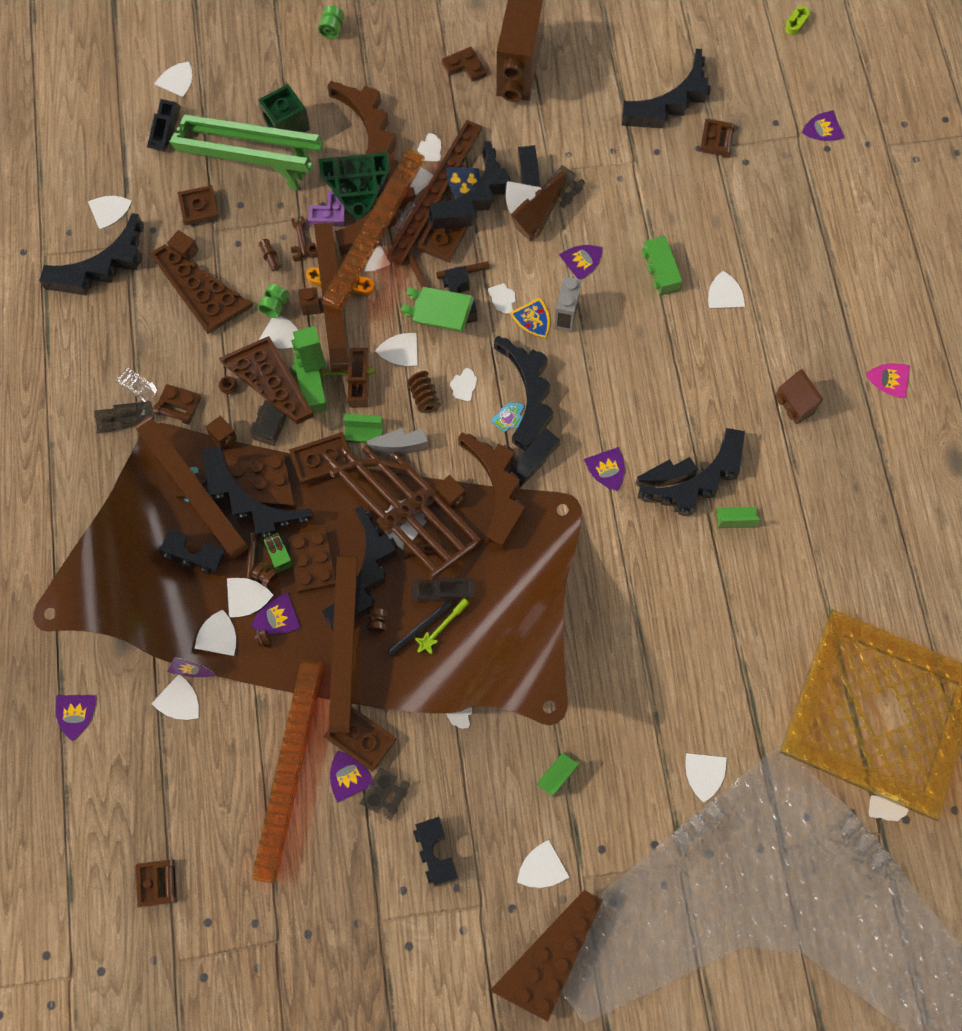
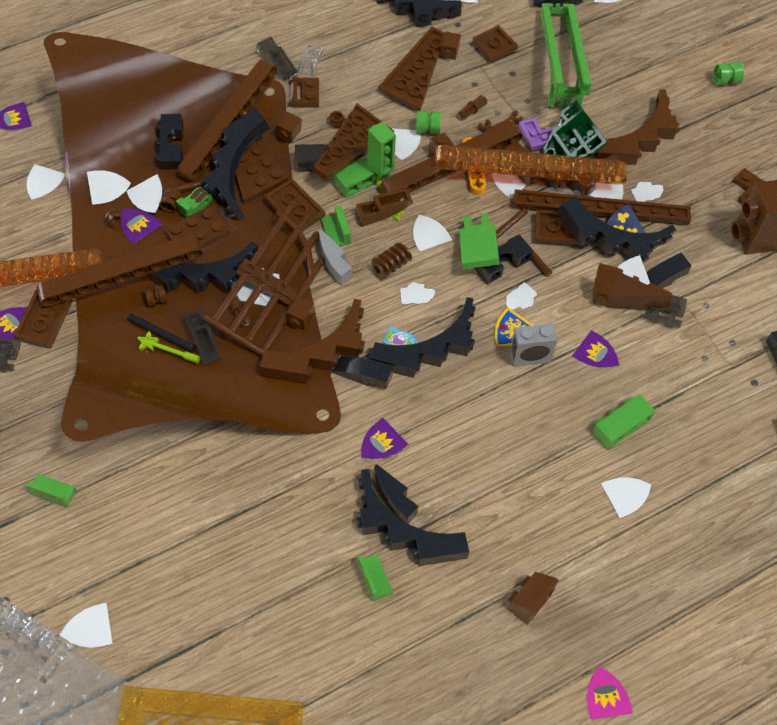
camera: 65 degrees right, 10 degrees down
(284, 110) = (611, 66): dark green brick -> none

